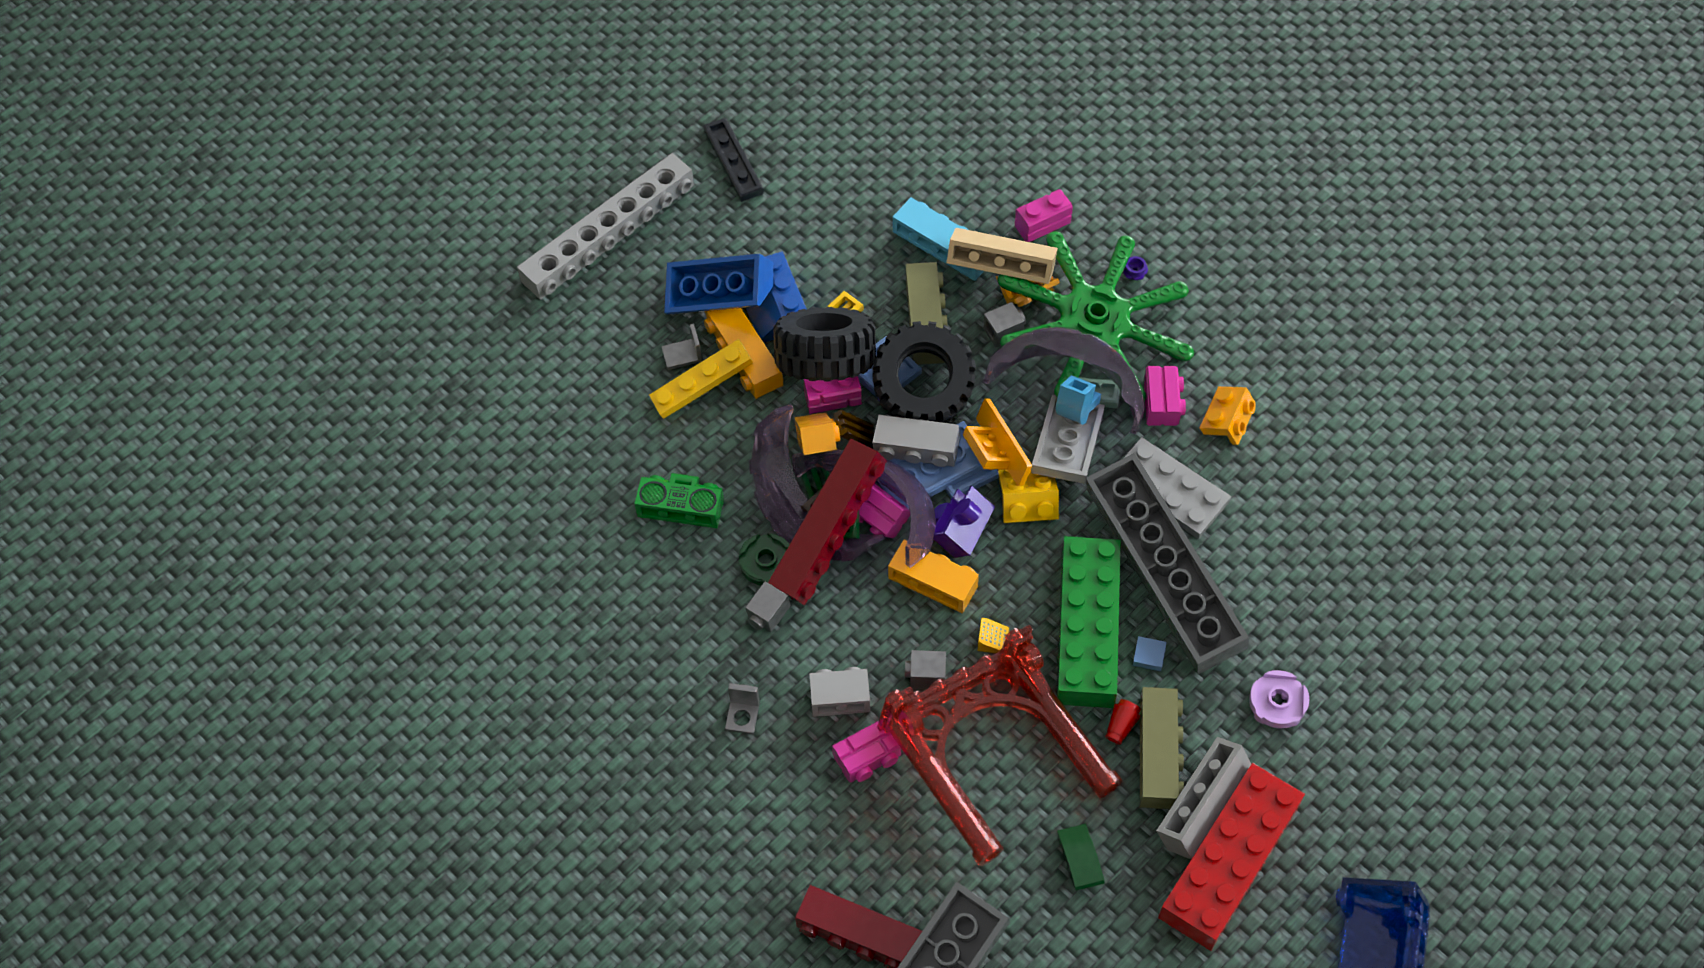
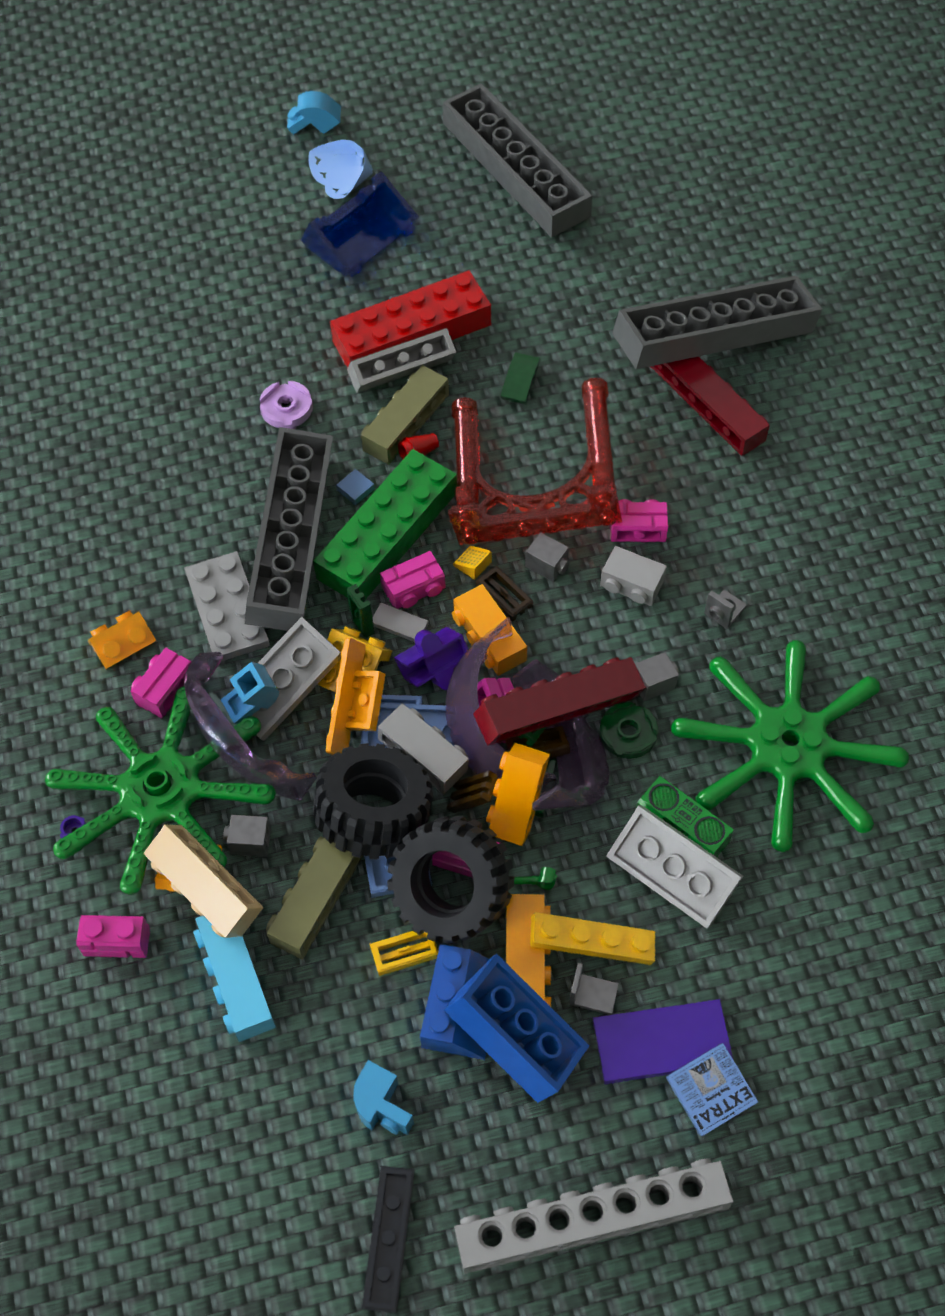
camera: 150 degrees left, 0 degrees up
(565, 333) = (711, 1089): none -> medium blue tile
(615, 350) = (657, 1039): none -> dark purple tile
(628, 629) = (788, 762): none -> green animal
(668, 459) = (674, 866): none -> light grey plate
(764, 409) = (545, 880): none -> green hand
(791, 214) = (372, 1097): none -> dark azure brick
(941, 632) = (518, 608): none -> dark brown tile
(1016, 551) = (398, 622): none -> light grey piece
(1028, 585) = (413, 580): none -> dark pink brick
(1045, 530) = (360, 610): none -> dark green tile

